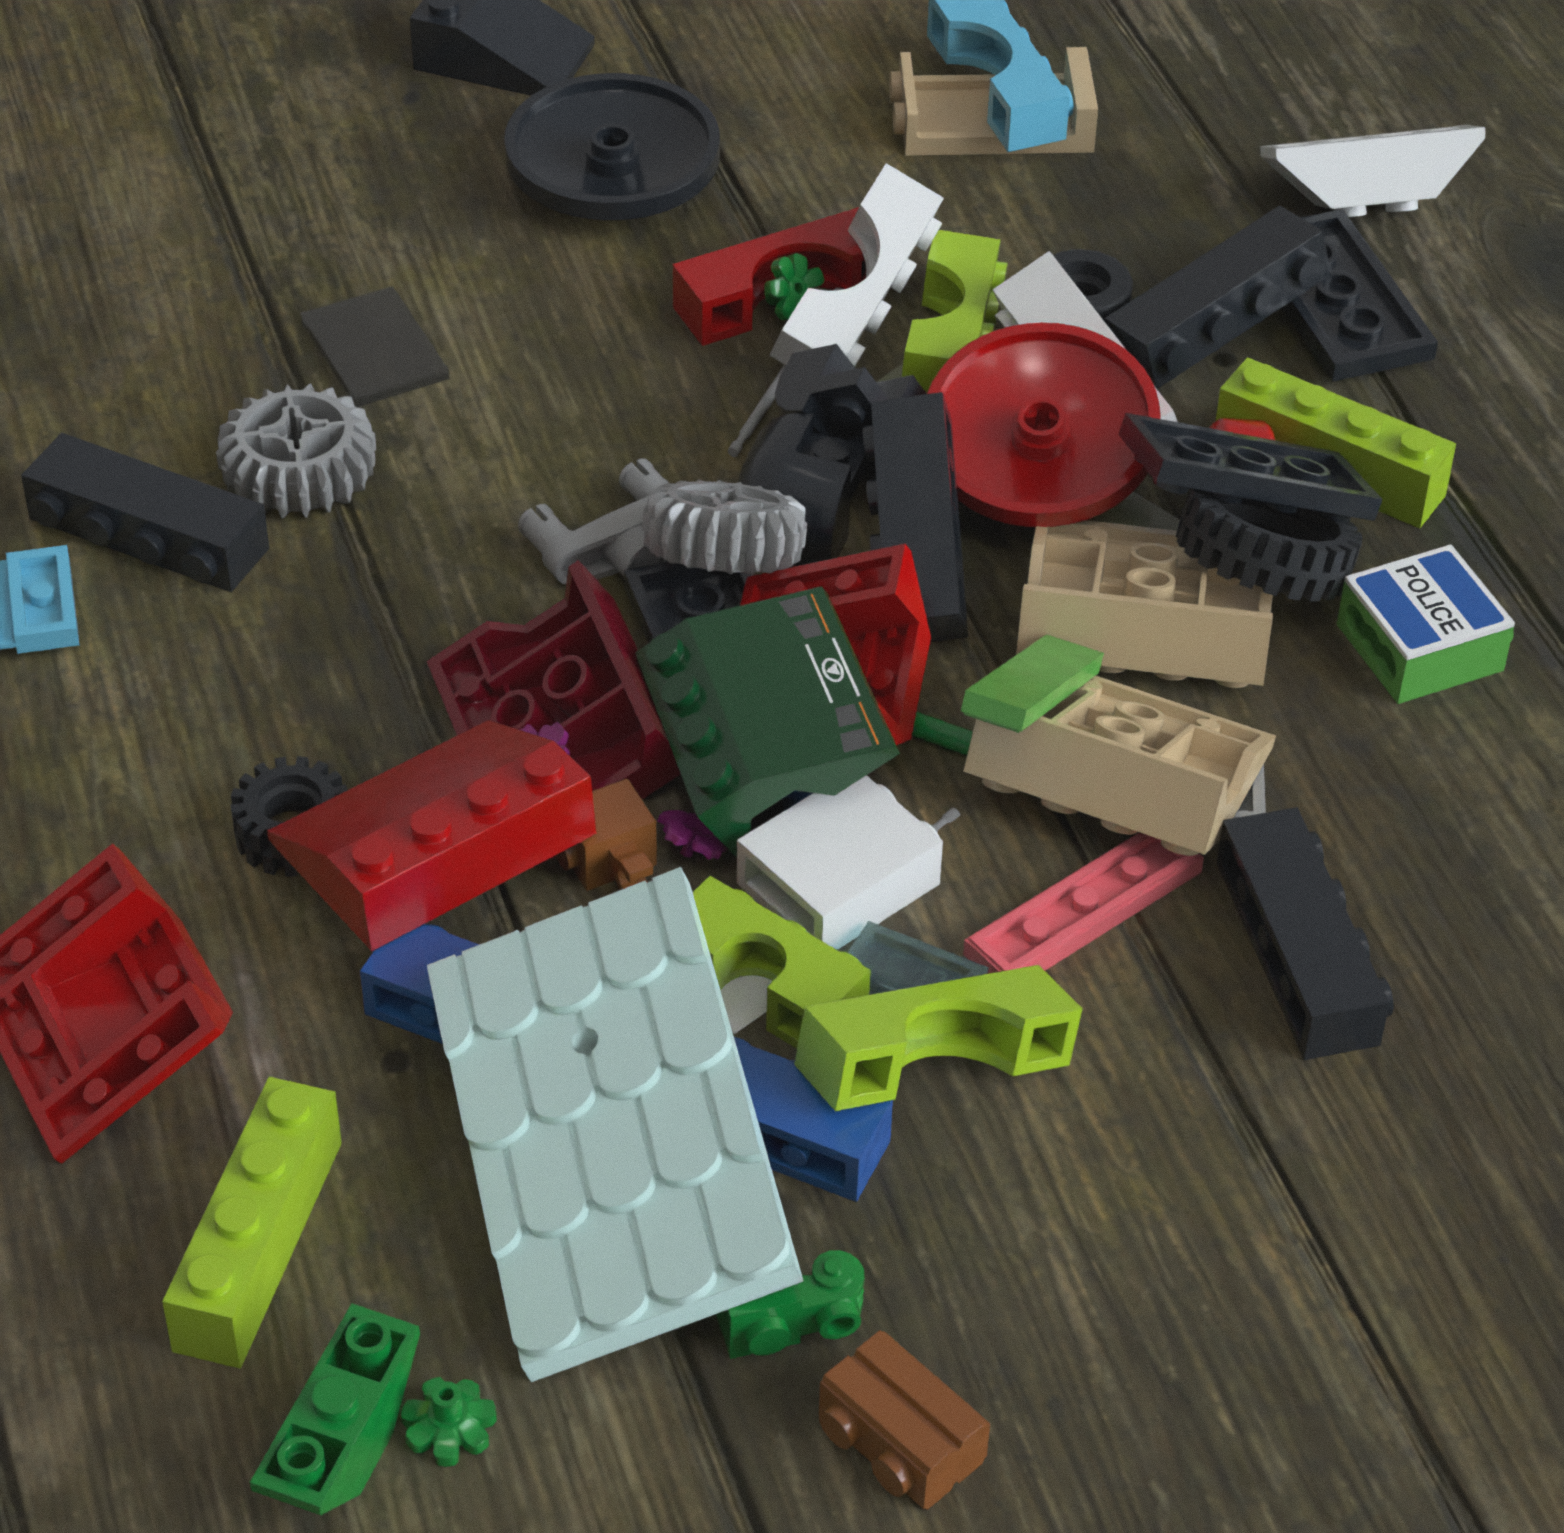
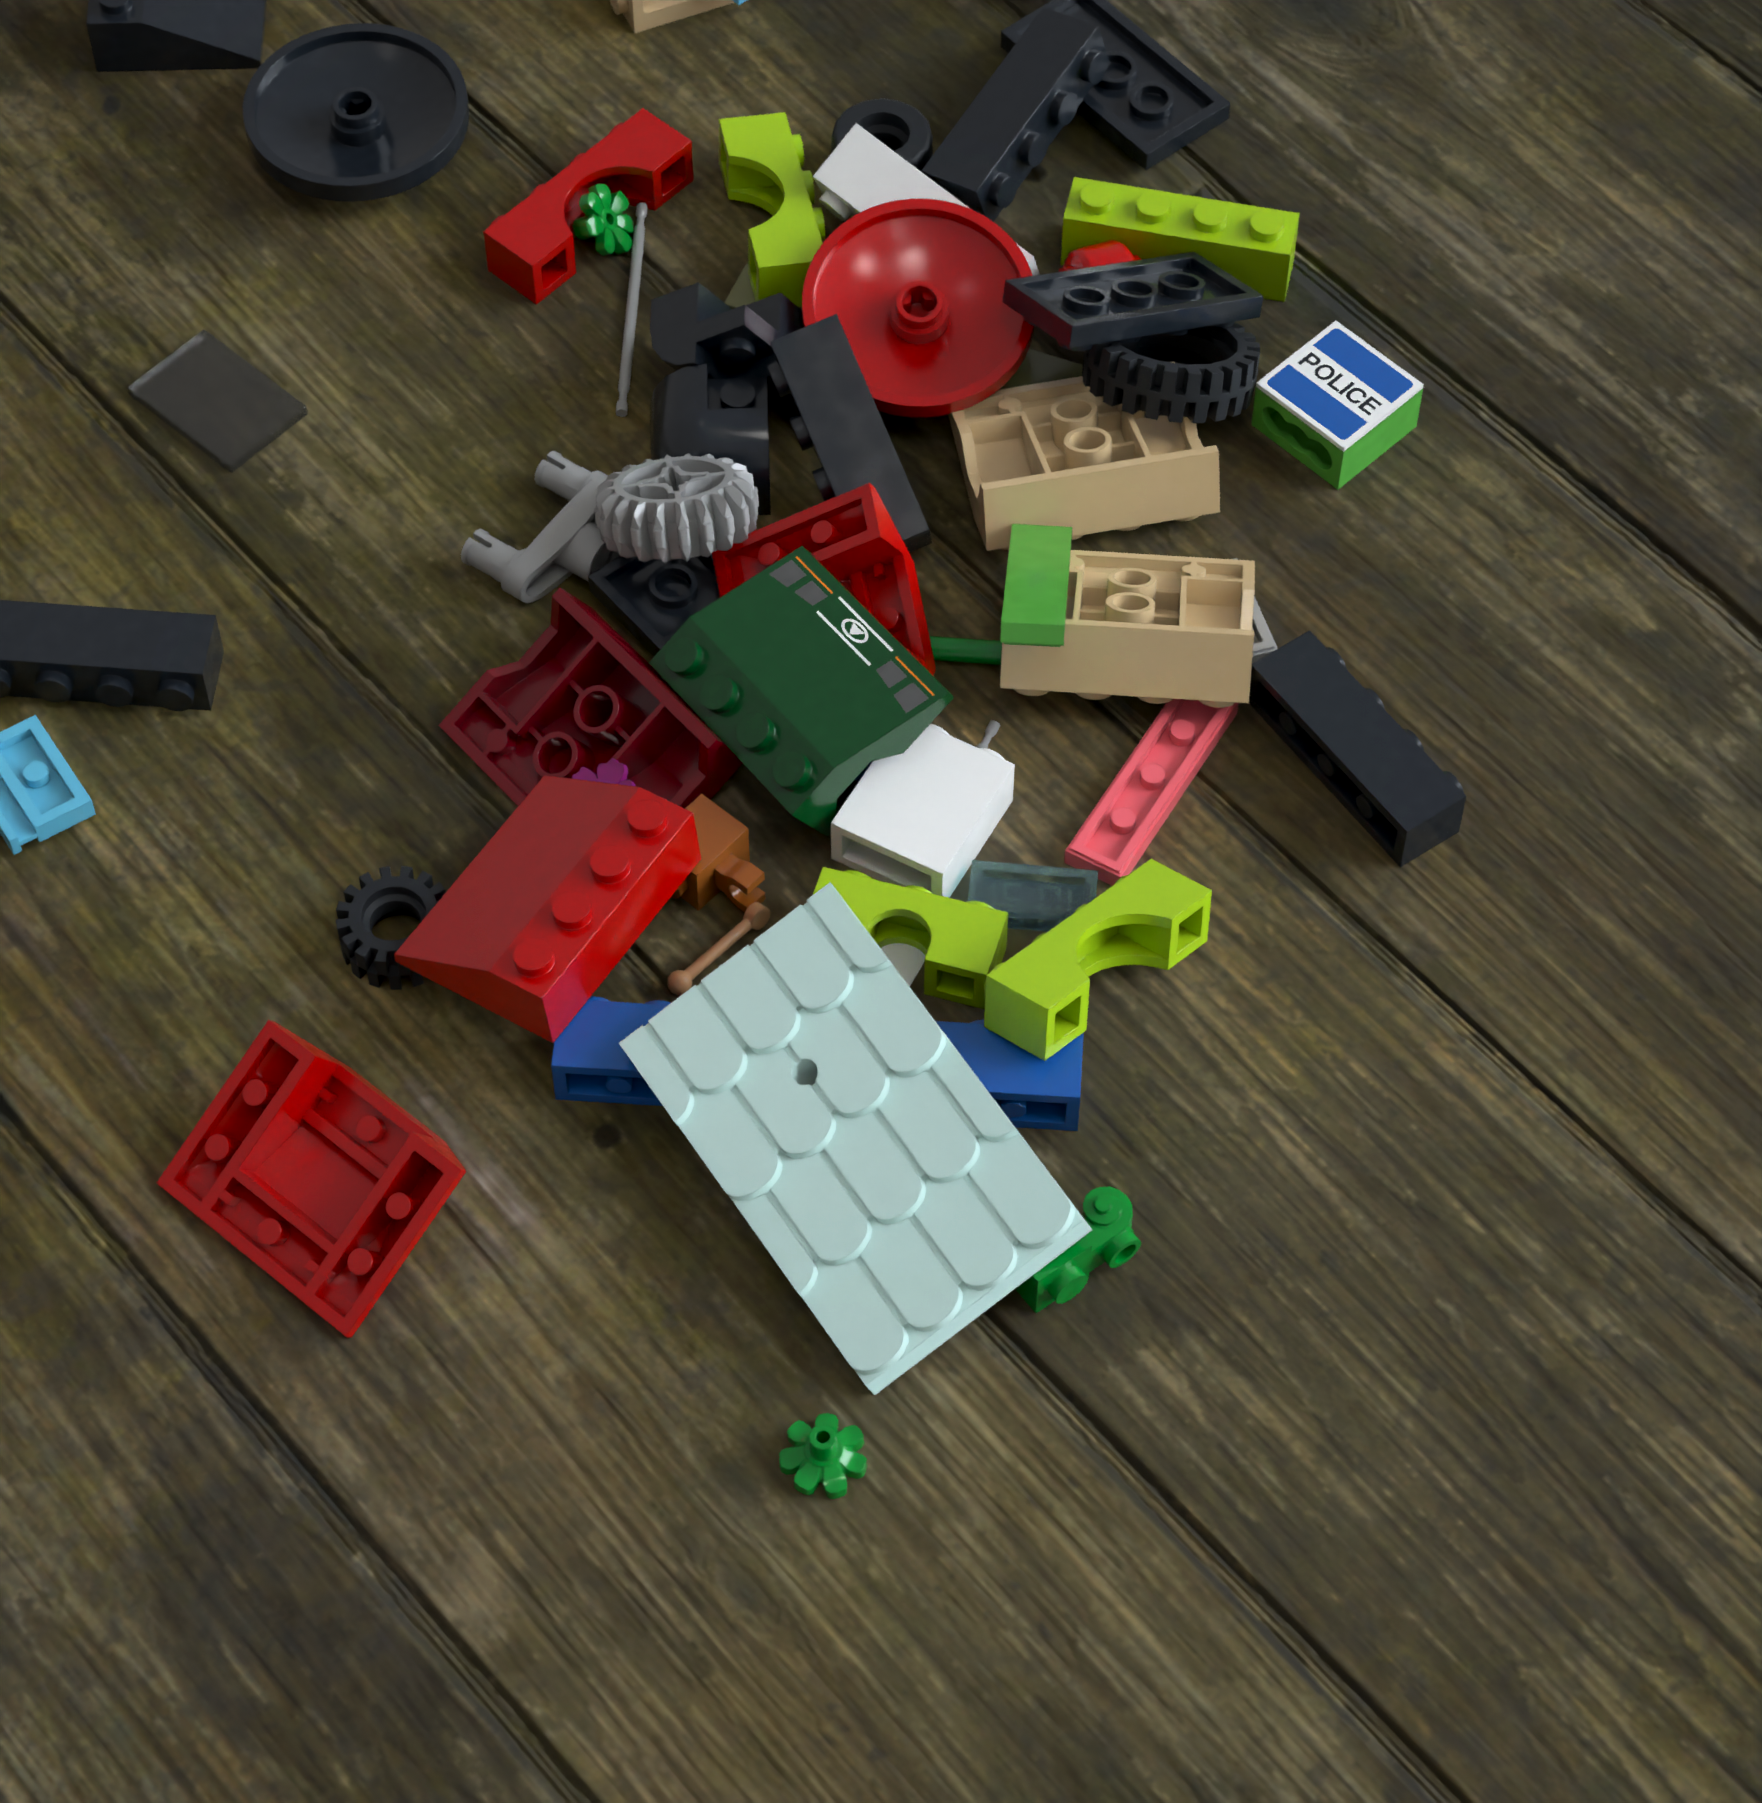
camera: 20 degrees left, 10 degrees up
(252, 1223) = (568, 1336): lime brick -> none
(297, 450) = (206, 542): light grey gear -> none
(341, 1414) = (740, 1485): green slope -> none
(691, 833) = (774, 822): magenta plant -> none
(887, 228) = (683, 134): white arch -> none
(902, 1421) = (1215, 1321): dark orange brick -> none

